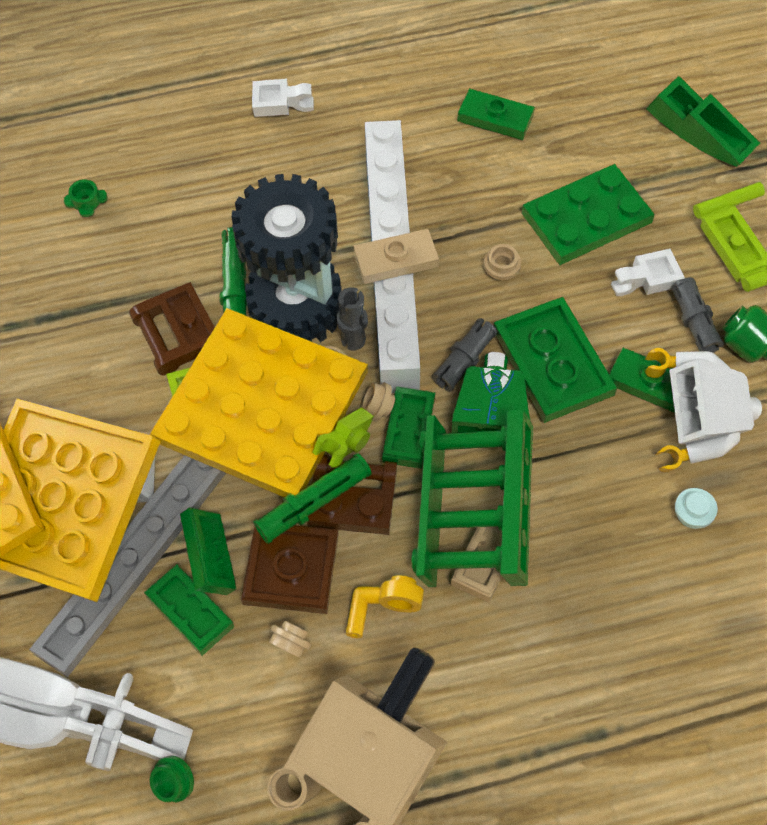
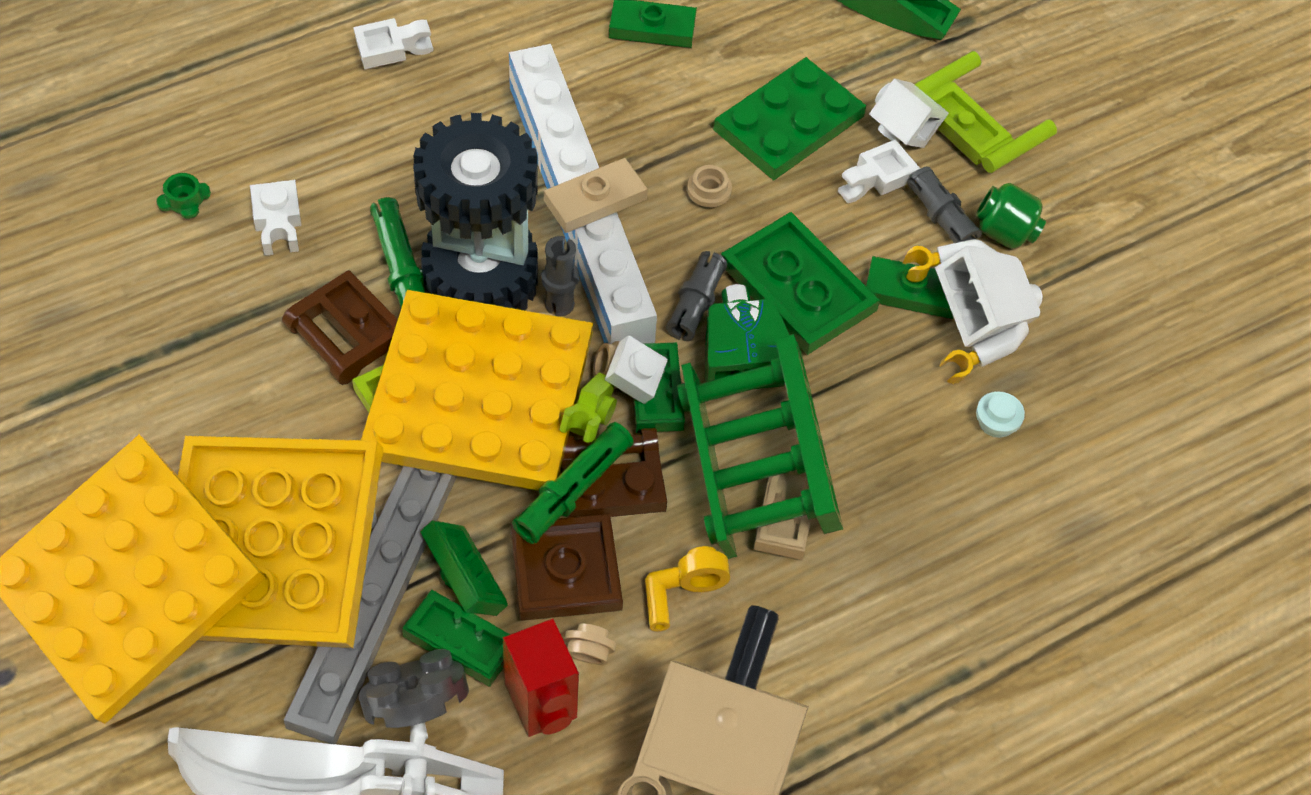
camera: 20 degrees left, 5 degrees down
(131, 649) = (413, 690): none -> flat silver plate
(151, 221) = (276, 213): none -> white plate
(235, 663) = (541, 678): none -> red brick
(391, 411) = (636, 369): none -> white plate
(686, 228) = (907, 113): none -> white brick

